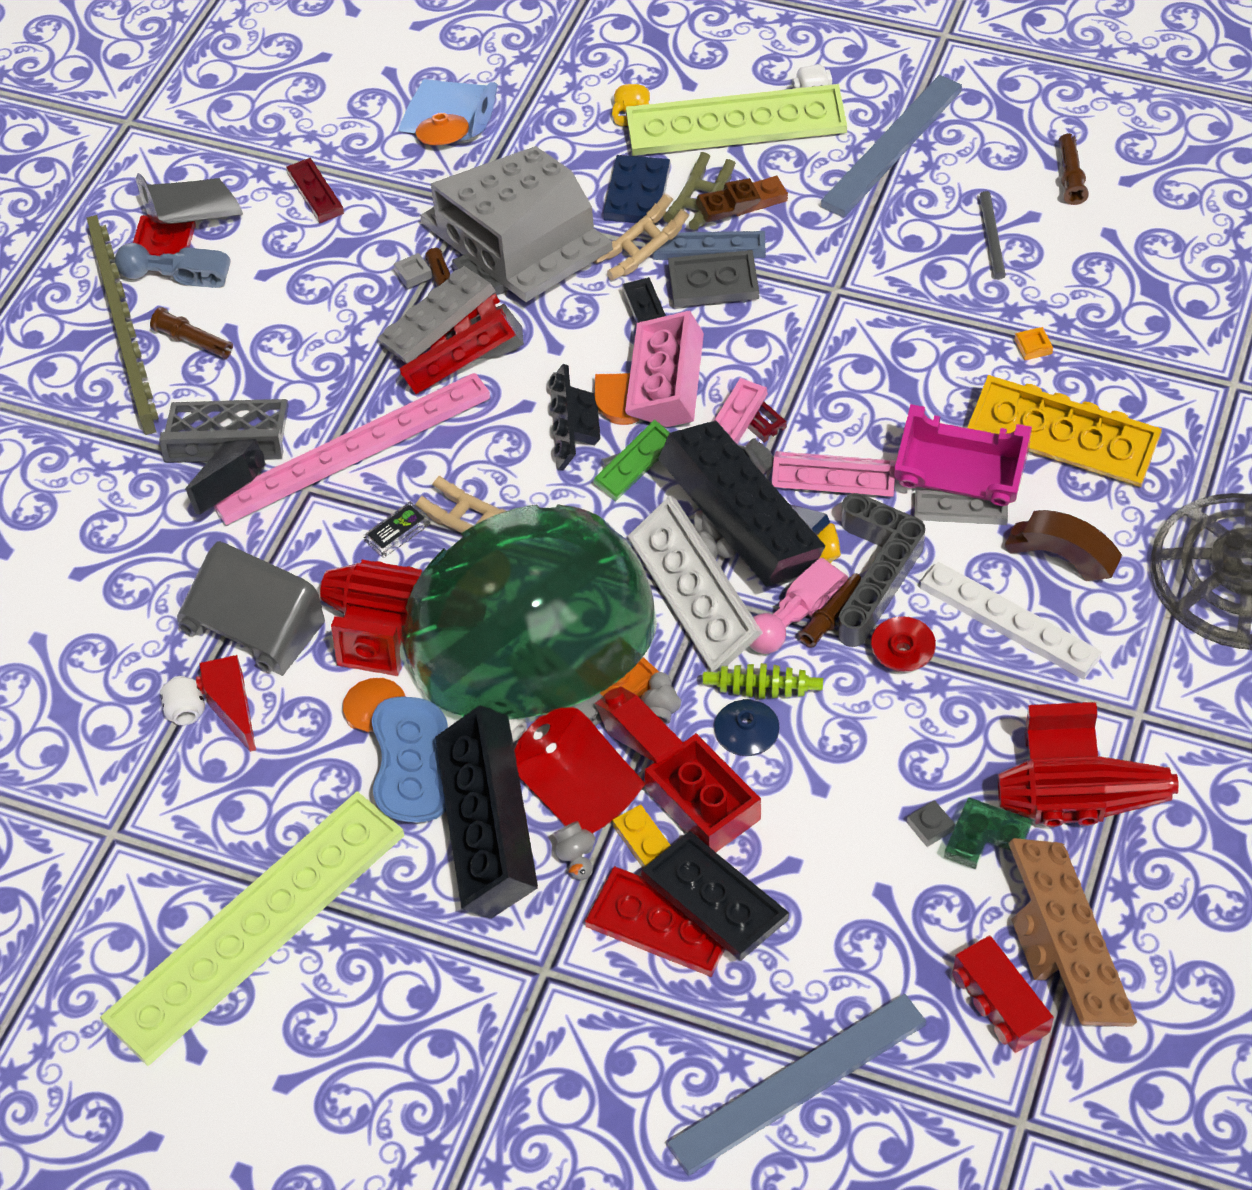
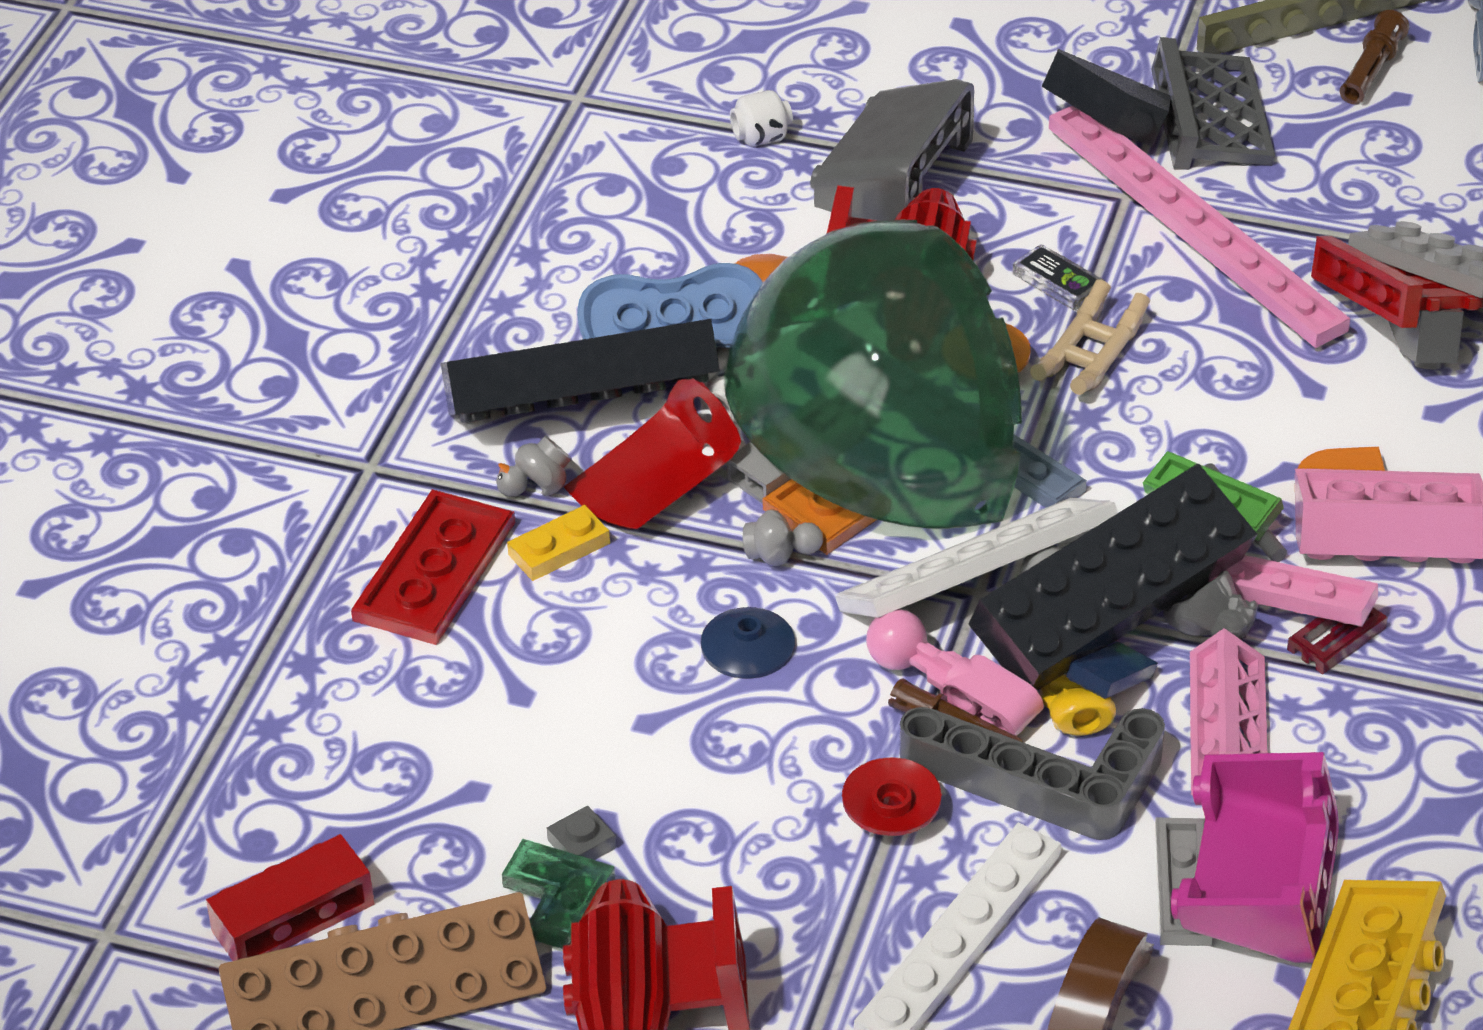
camera: 85 degrees right, 10 degrees down
(226, 694) = (760, 155): red slope -> none
(251, 928) = (440, 212): yellowish green plate -> none
(573, 416) = (1289, 430): black bracket -> none
(637, 725) = (716, 498): red slope -> none
(703, 794) = (612, 578): red brick -> none
(715, 895) = (452, 596): black plate -> none
(724, 679) = (817, 645): lime piece -> none
(796, 1084) = (189, 706): sand blue tile -> none

